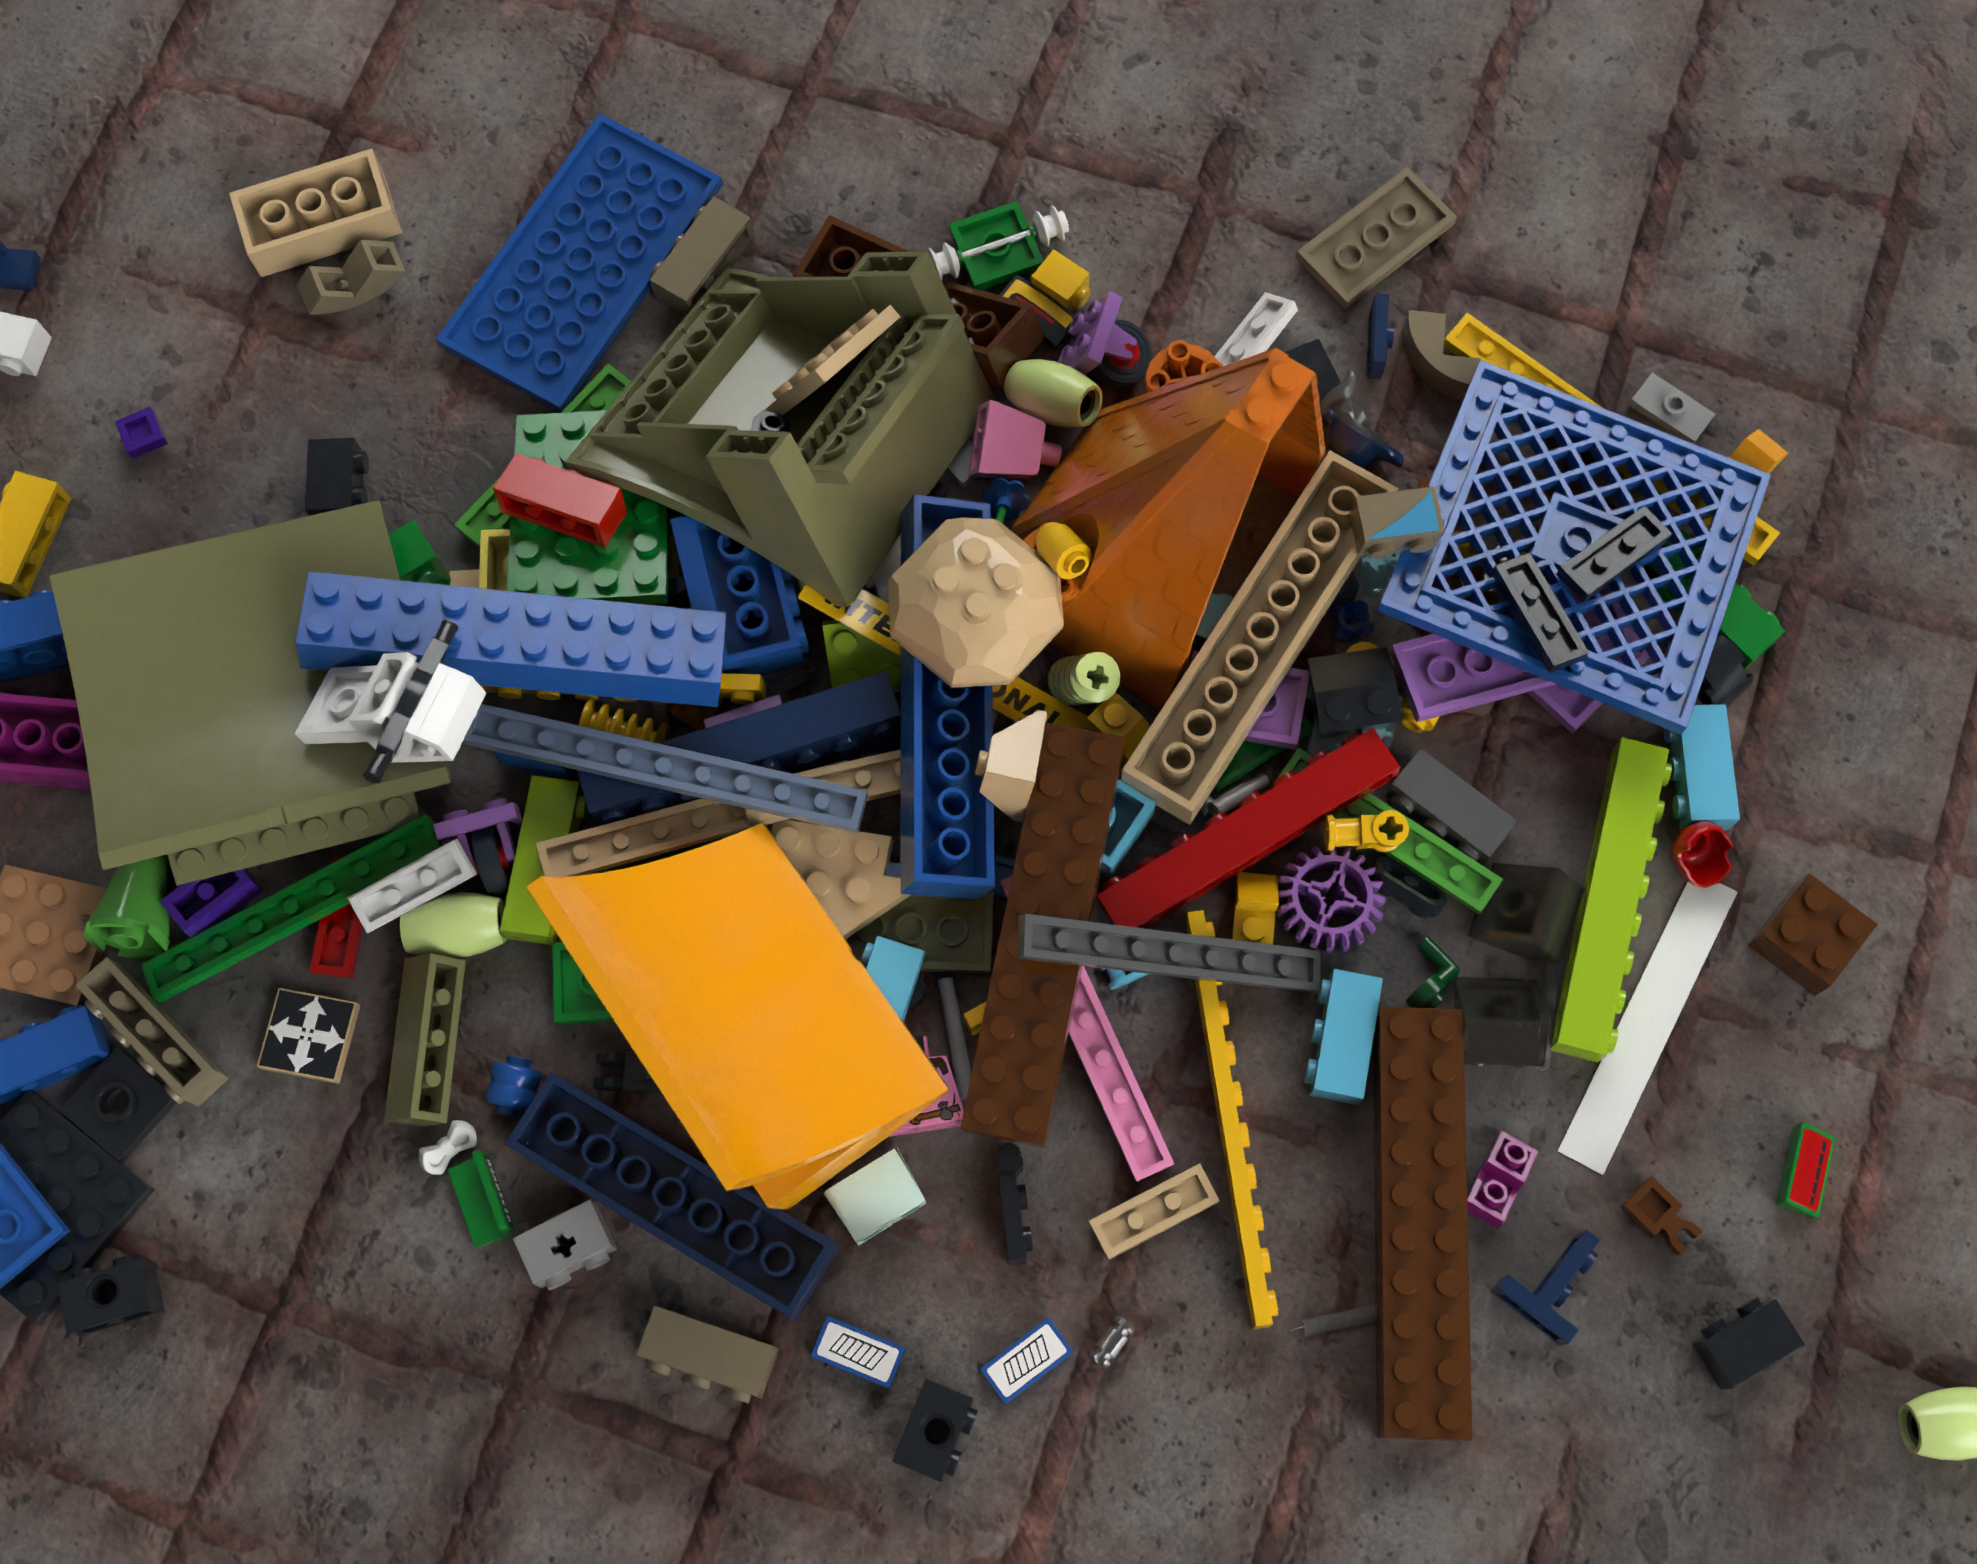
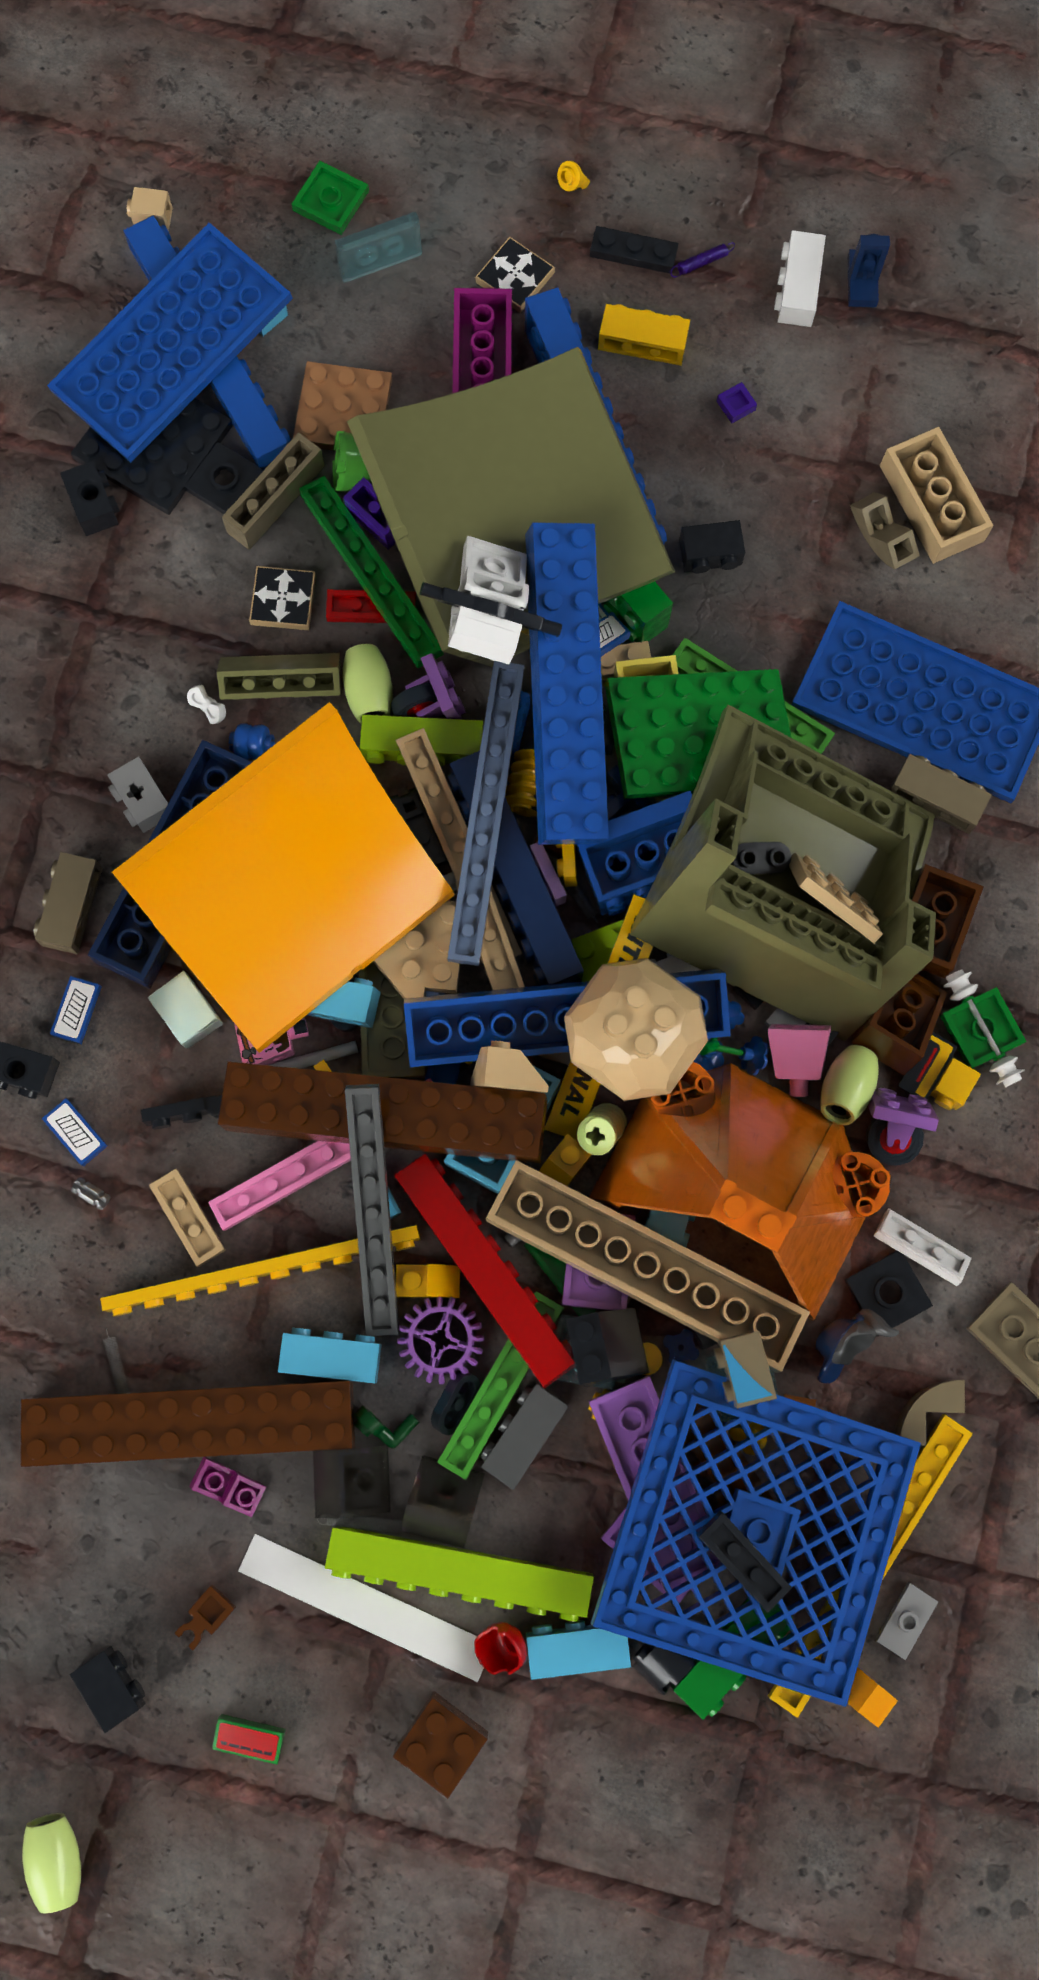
camera: 80 degrees right, 5 degrees up
(412, 886) = (387, 647): white tile -> none
(482, 1200) = (171, 734): green panel -> none
(560, 500) = (697, 706): brick -> none
(1063, 550) = (682, 1092): yellow brick -> none
(1230, 799) = (520, 1261): light grey piece -> none
(1364, 831) = (491, 1360): yellow connector -> none
(1379, 336) = (941, 1357): dark blue plate -> none
(1539, 613) = (679, 1495): plate -> none
(1552, 1290) = (143, 1530): dark blue bracket -> none

